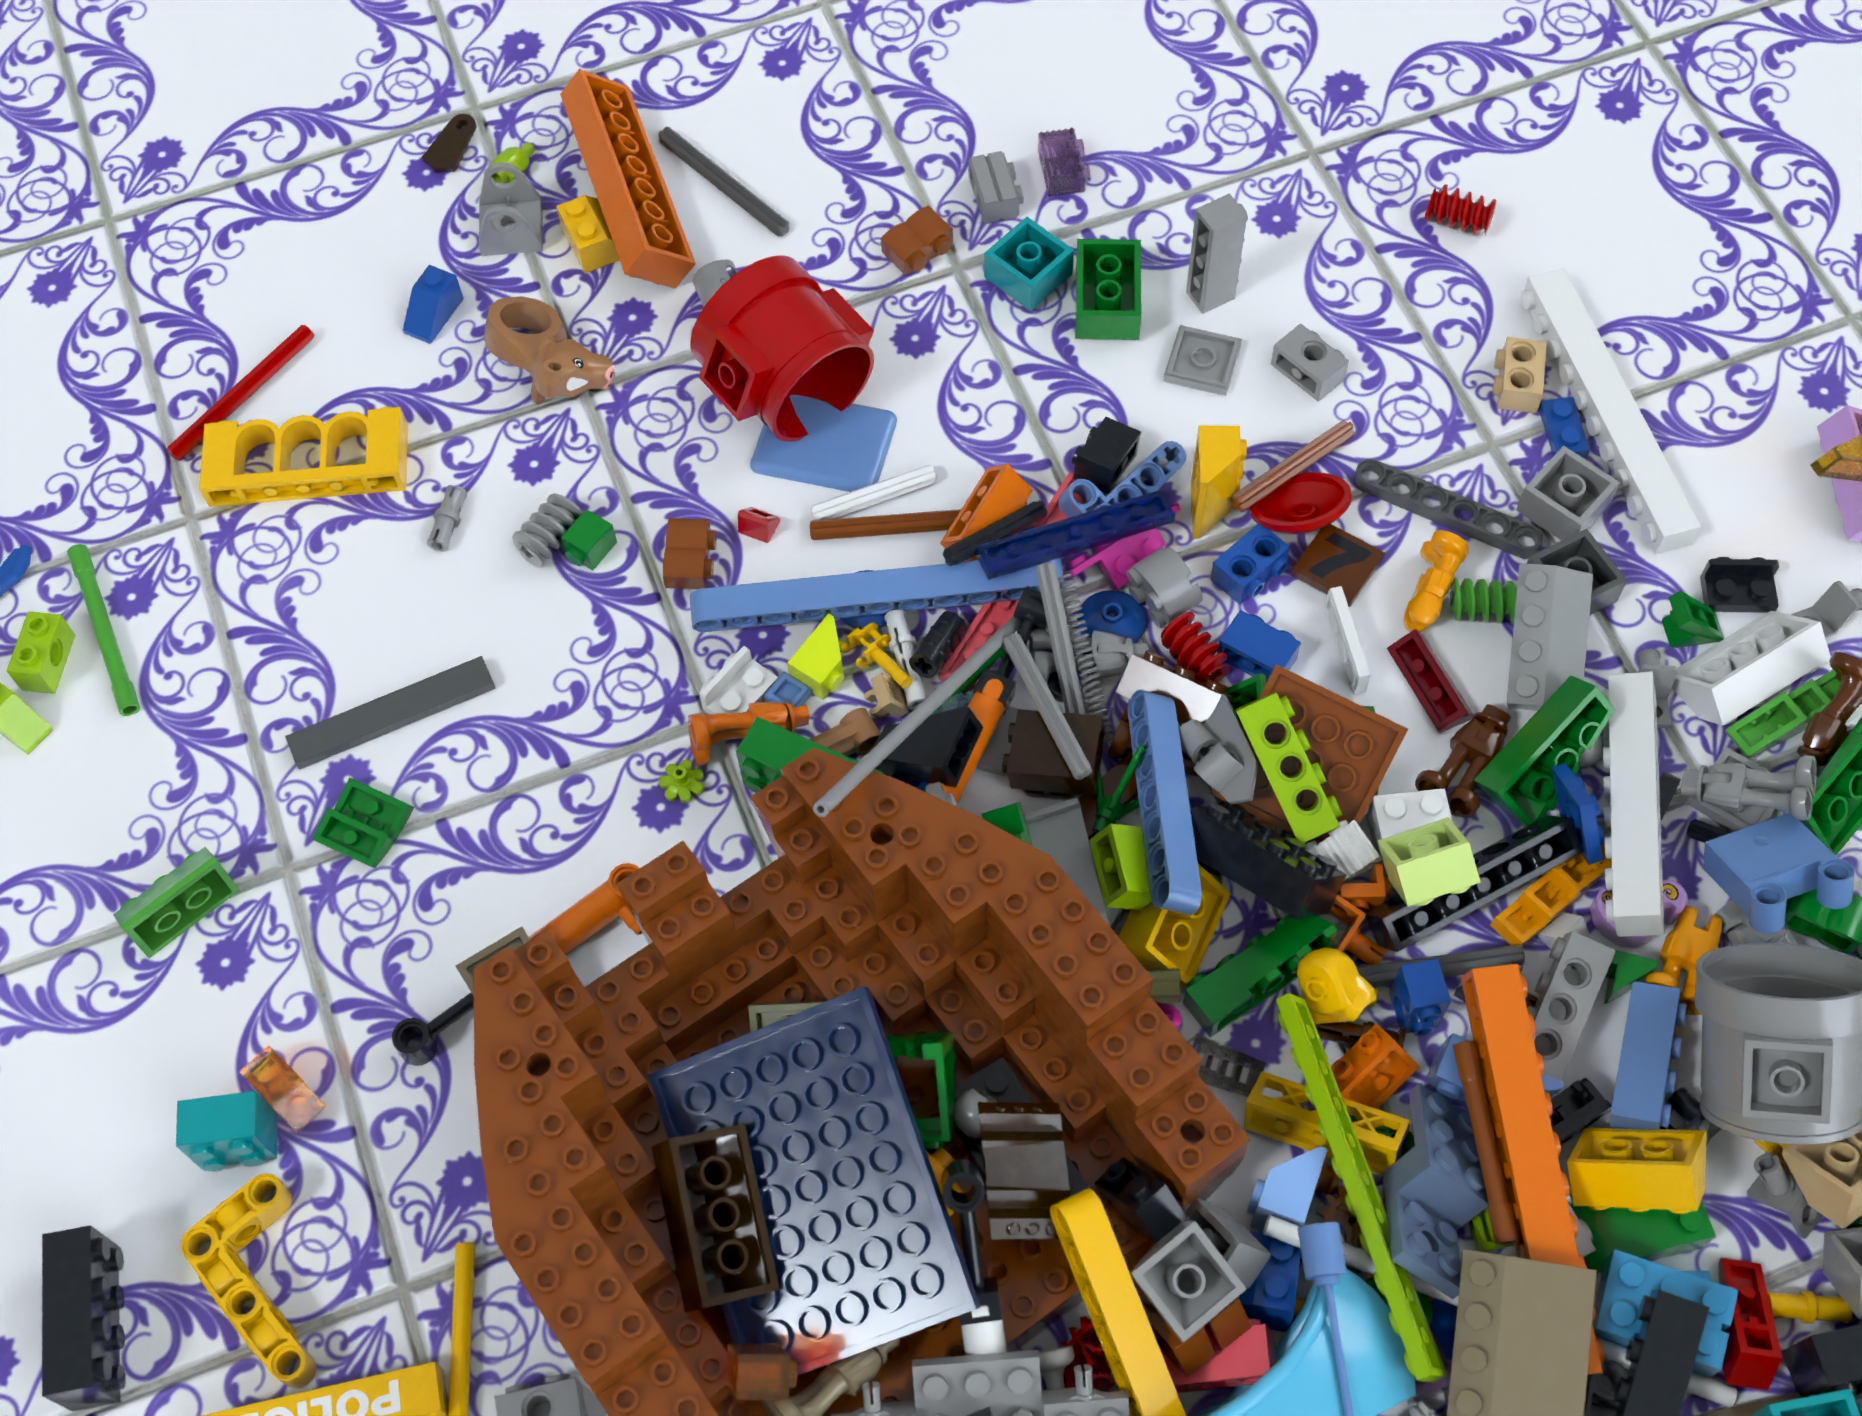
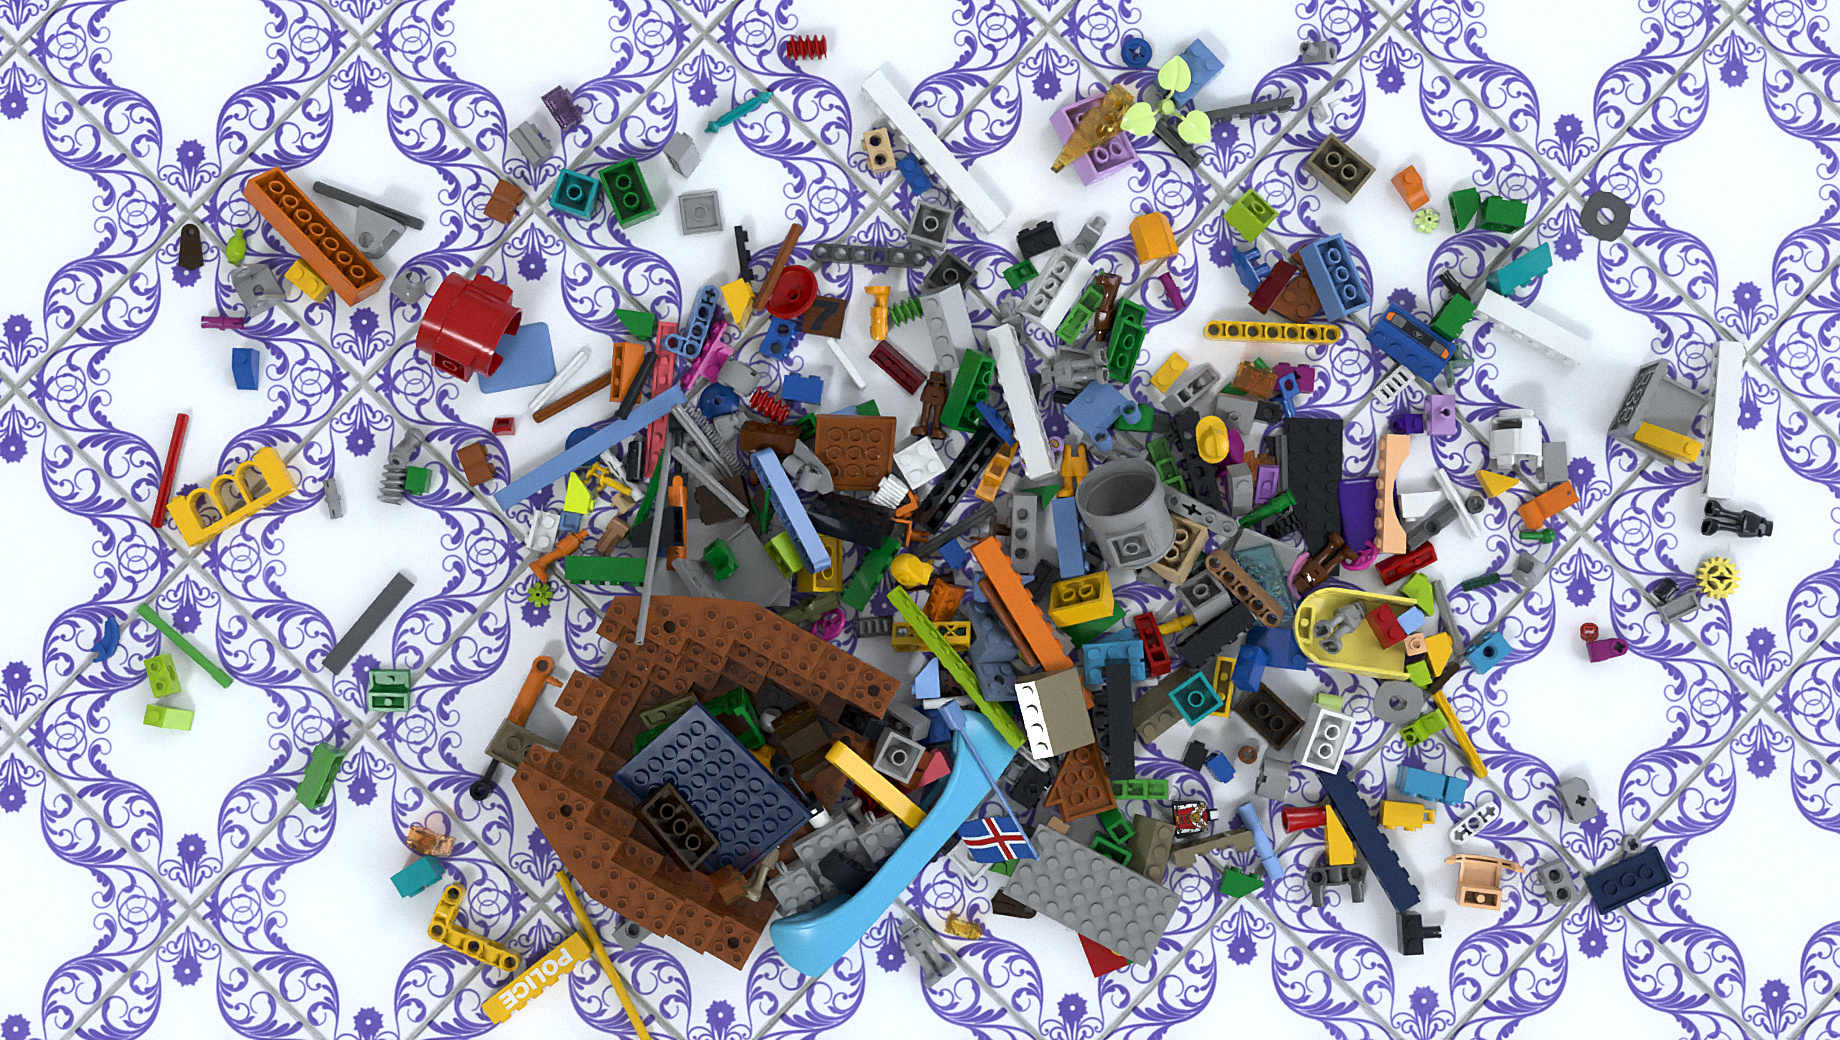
camera: 30 degrees left, 25 degrees up
(81, 1319) = (403, 987): black brick -> none
(435, 241) = (222, 322): none -> magenta pin
(554, 362) = (341, 380): medium nougat animal -> none
(582, 487) = (399, 455): none -> light grey piece
(728, 208) = (376, 228): none -> light grey hose
(1038, 459) = (638, 323): none -> green slope
(1074, 534) = (680, 370): clear blue tile -> none
(1106, 454) = (674, 305): black brick -> none
(1252, 410) = (743, 254): none -> black plate
(1305, 822) = (863, 486): lime brick -> none
(1309, 362) = (768, 200): light grey brick -> none
(1320, 256) = (738, 112): none -> teal wheel
(1429, 862) = (932, 488): yellowish green brick -> none

